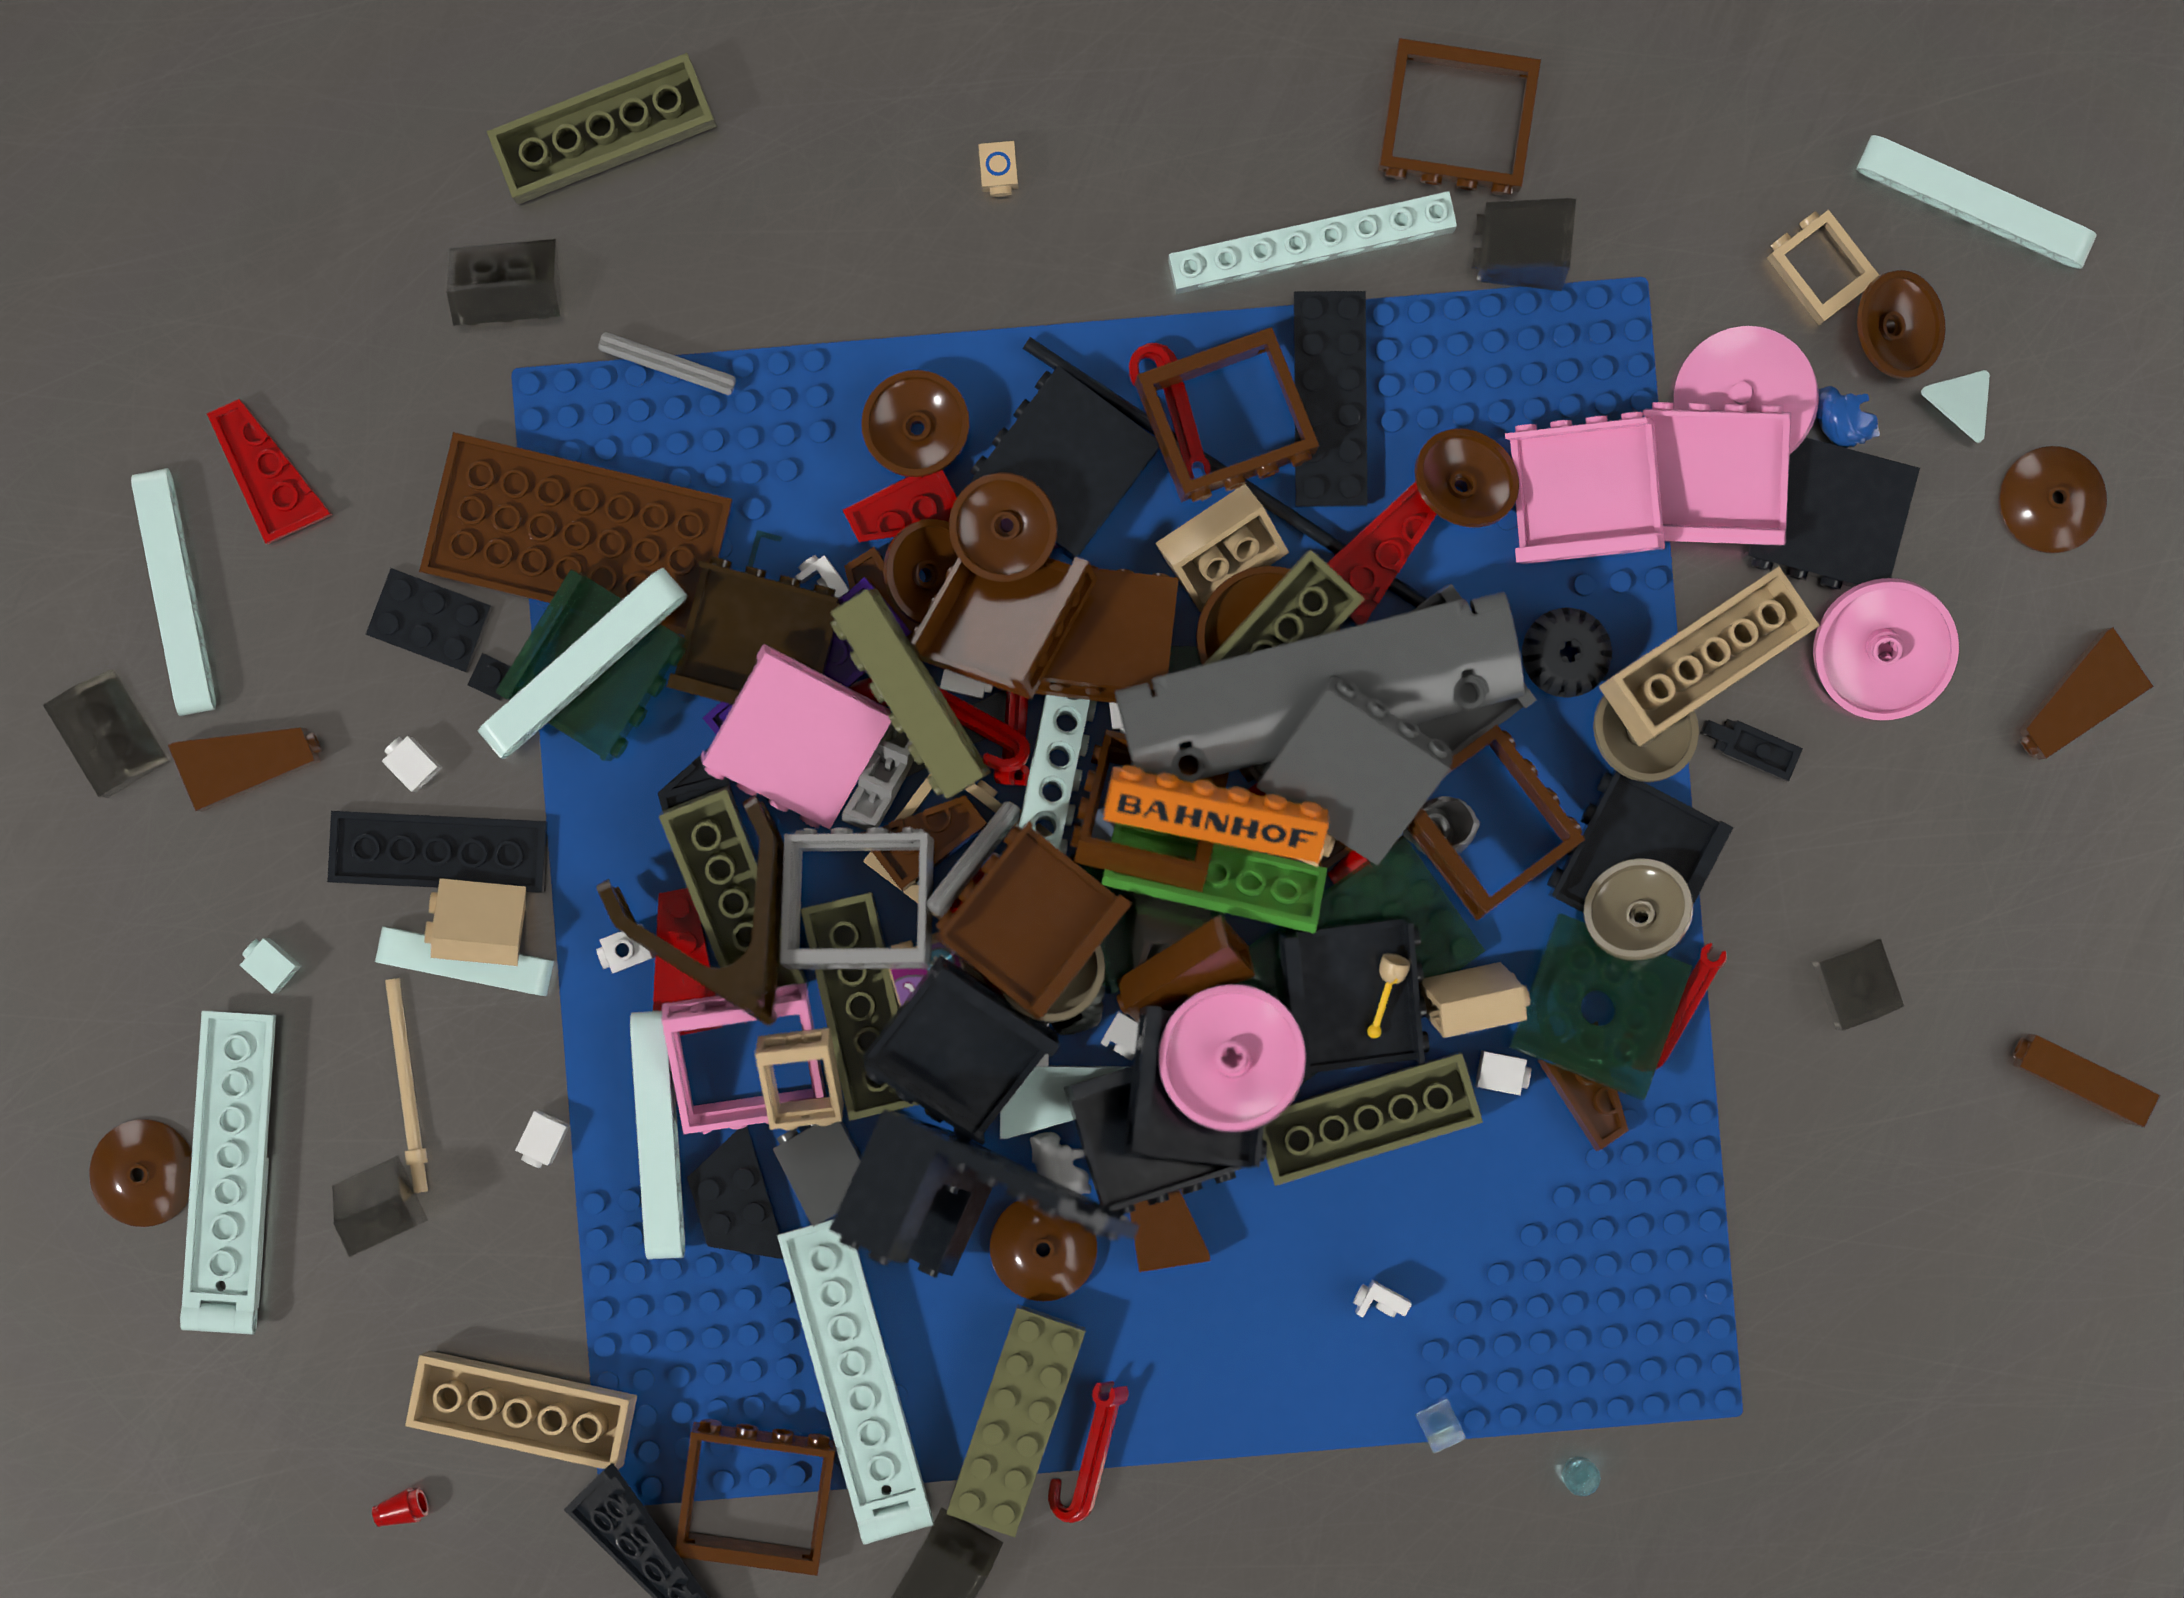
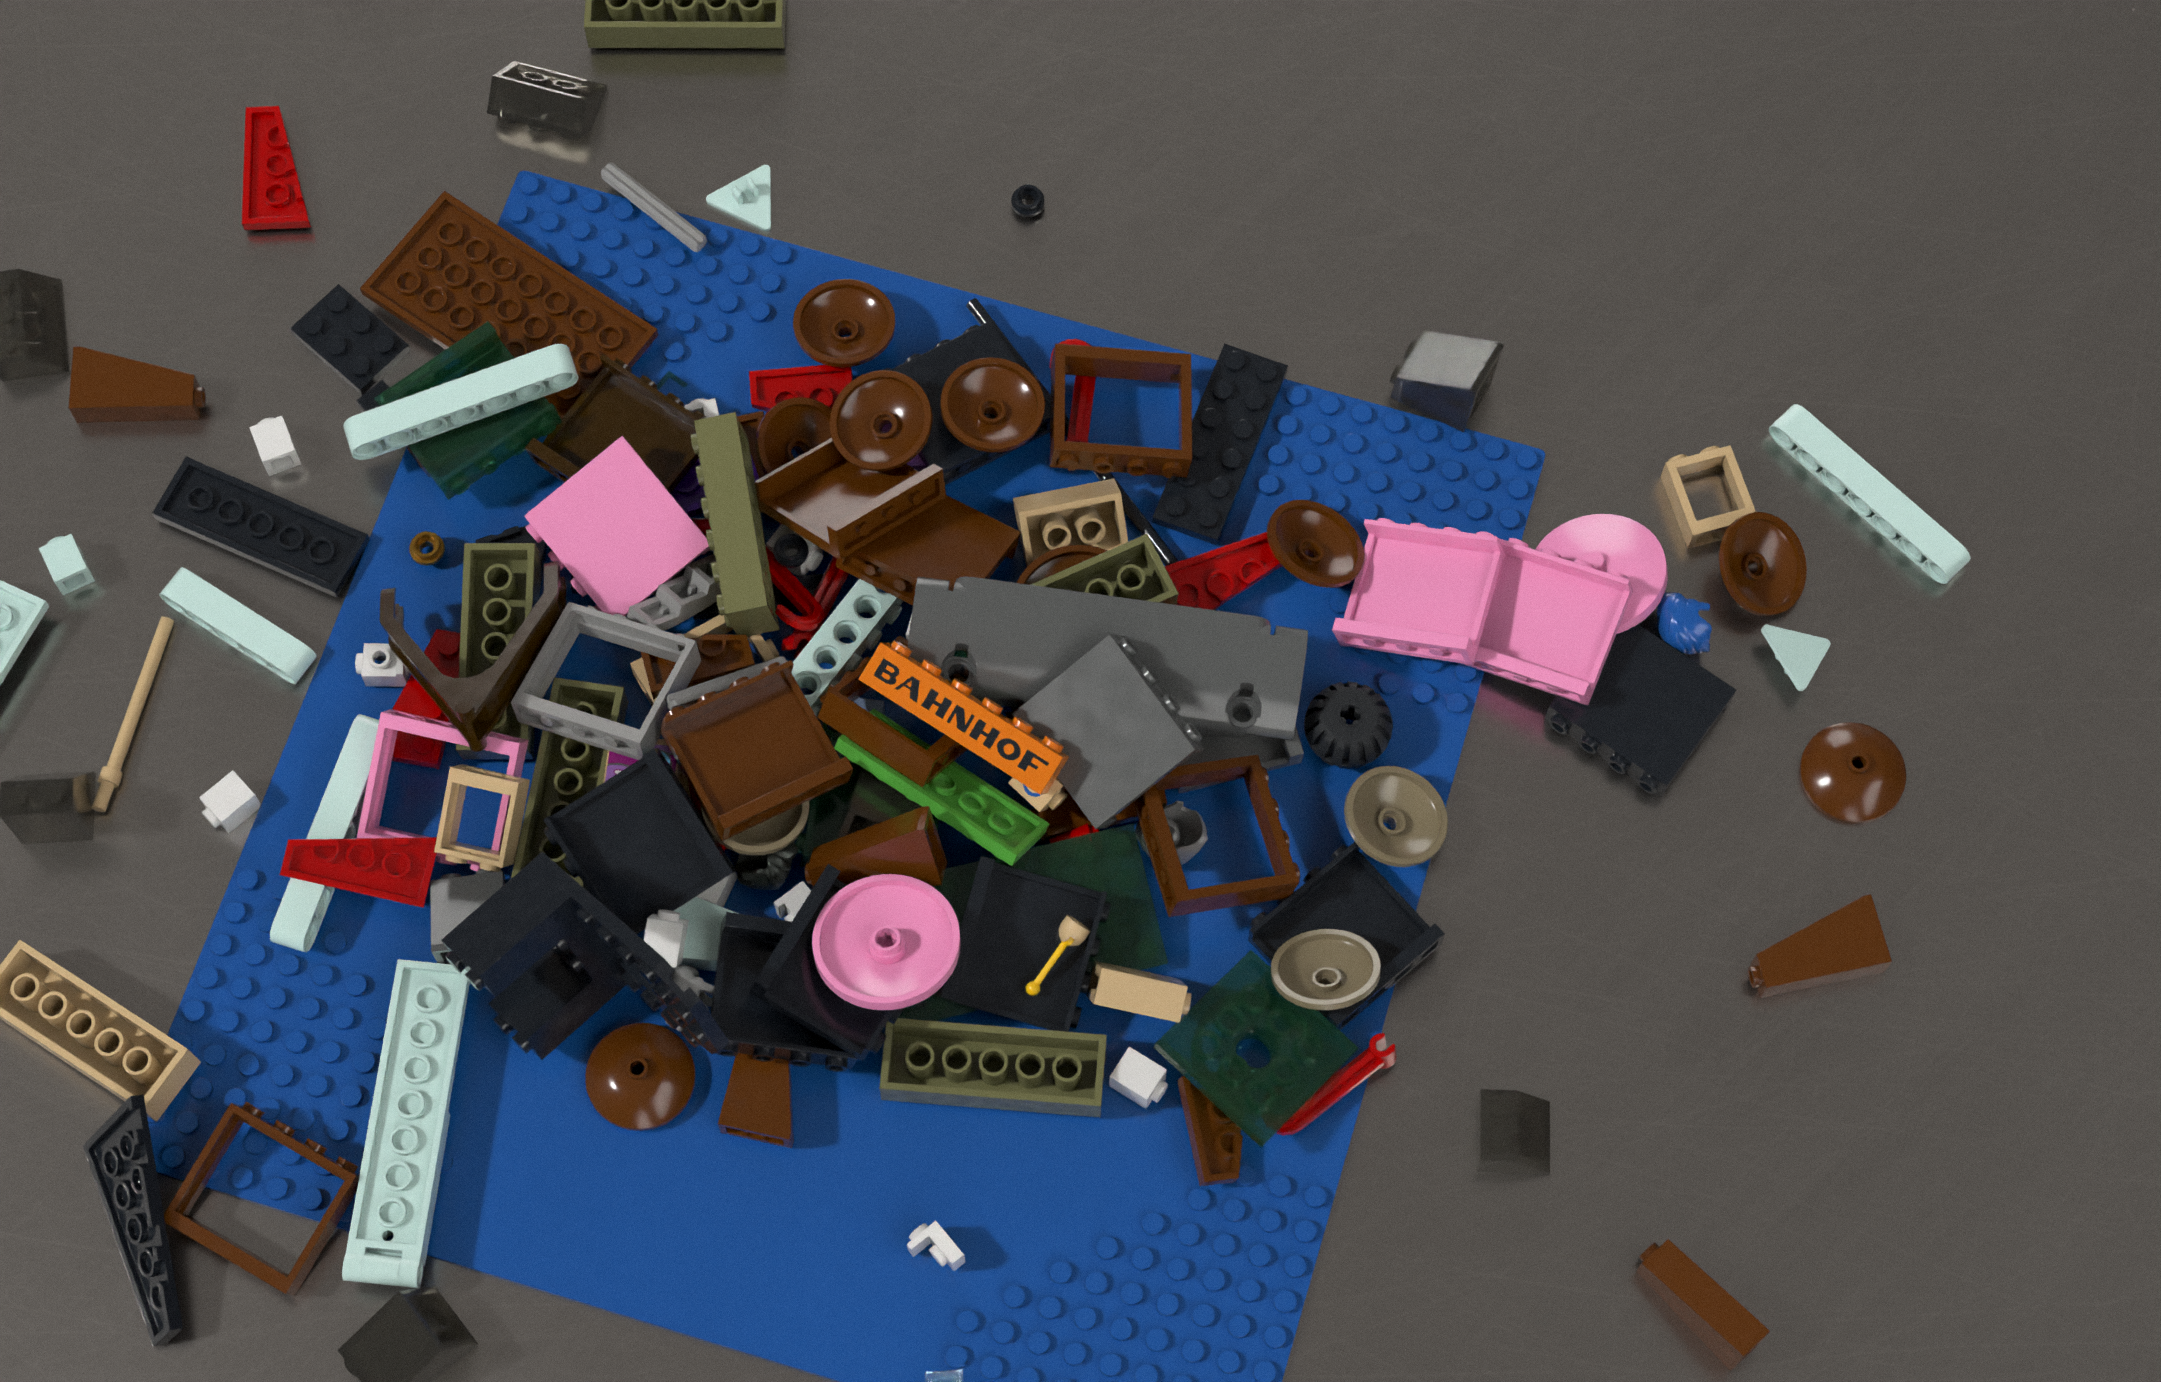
camera: 15 degrees right, 20 degrees down
(173, 592) = (144, 236): light aqua beam -> none
(476, 922) = (264, 590): tan brick -> none
(600, 808) = (423, 540): none -> pearl gold plate
(714, 1161) = (369, 866): none -> red wing
(735, 1199) = (372, 934): black wing -> none
(751, 309) = (747, 198): none -> light aqua piece
(968, 702) = (787, 542): none -> black plate
(998, 168) = (1009, 159): tan brick -> none
(1016, 1420) = (540, 1221): olive brick -> none
(1020, 1126) = (667, 935): none -> white brick
(1034, 192) = (1027, 192): none -> black plate
(1094, 1458) = (637, 1237): red piece -> none
(1112, 444) = (992, 388): none -> reddish brown dish
(1312, 242) = (1256, 313): light aqua brick -> none
(1468, 59) = (1451, 219): reddish brown window -> none
(1709, 656) = (1478, 773): tan brick -> none
(1754, 747) = (1492, 881): black hinge -> none
(1886, 649) = (1648, 836): bright pink dish -> none

